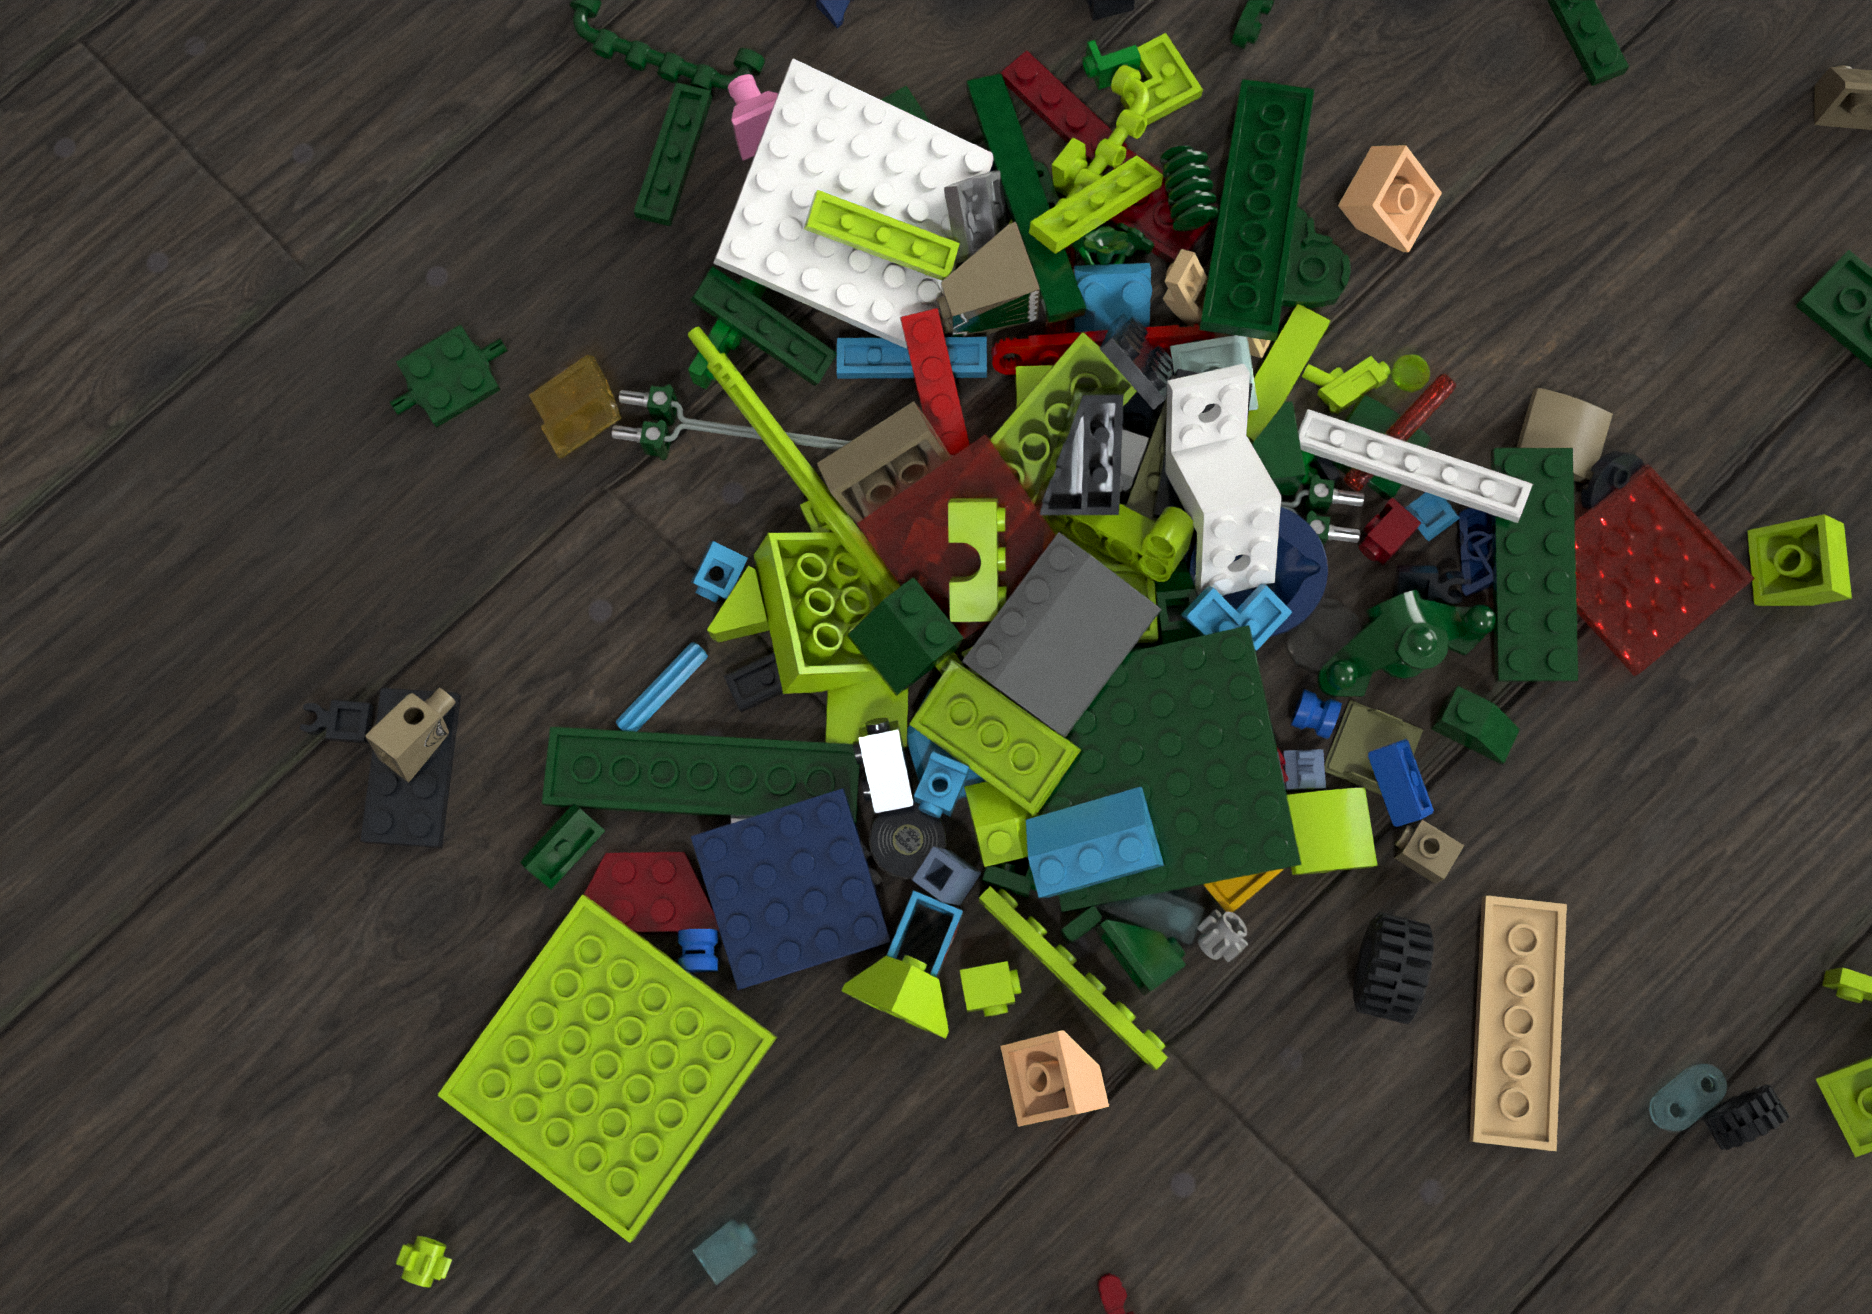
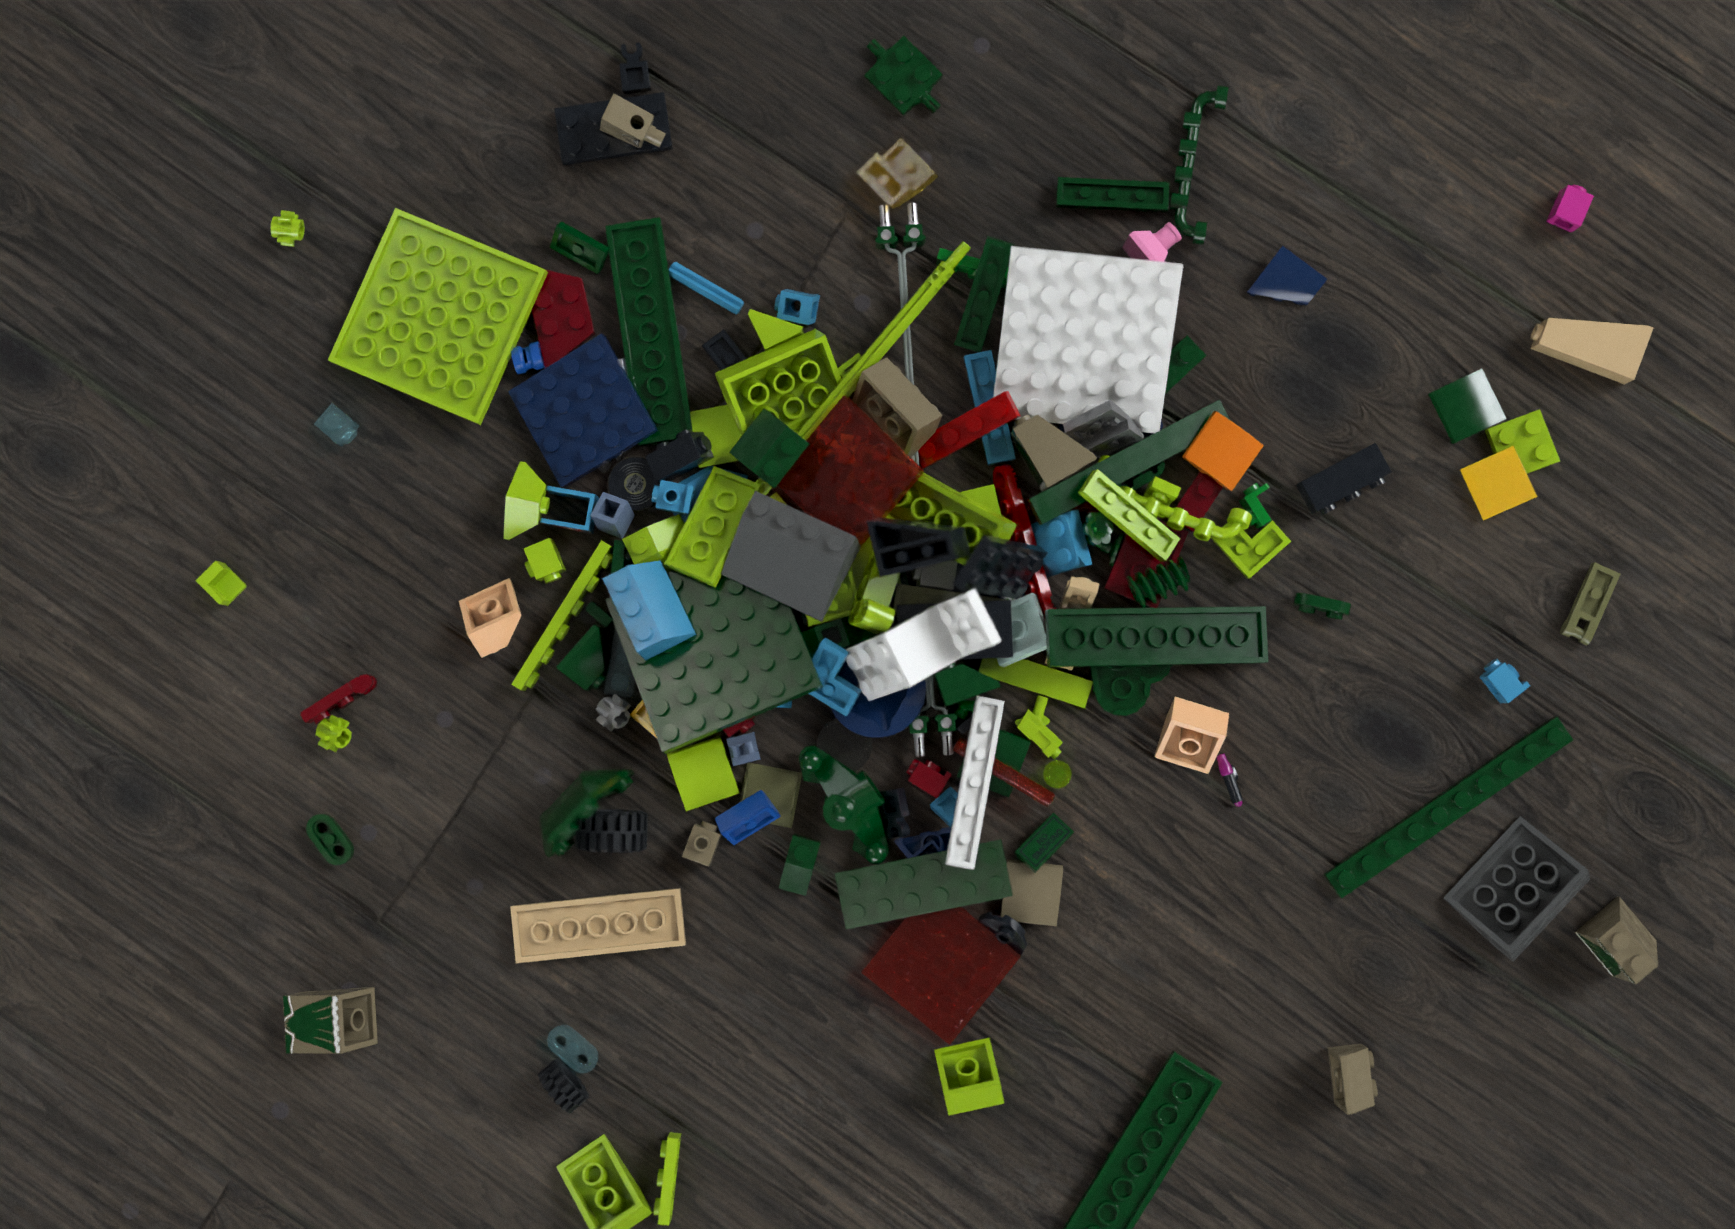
camera: 75 degrees right, 10 degrees up
(881, 235) = (1061, 363): lime plate -> none
(977, 524) = (853, 480): lime arch -> none
(1034, 85) = (1222, 451): none -> orange slope
(1316, 714) = (783, 749): blue wheel -> none
(1362, 996) = (578, 803): none -> dark green wedge
(1451, 167) = (1230, 777): none -> piece
(1500, 404) = (1044, 843): none -> dark green tile

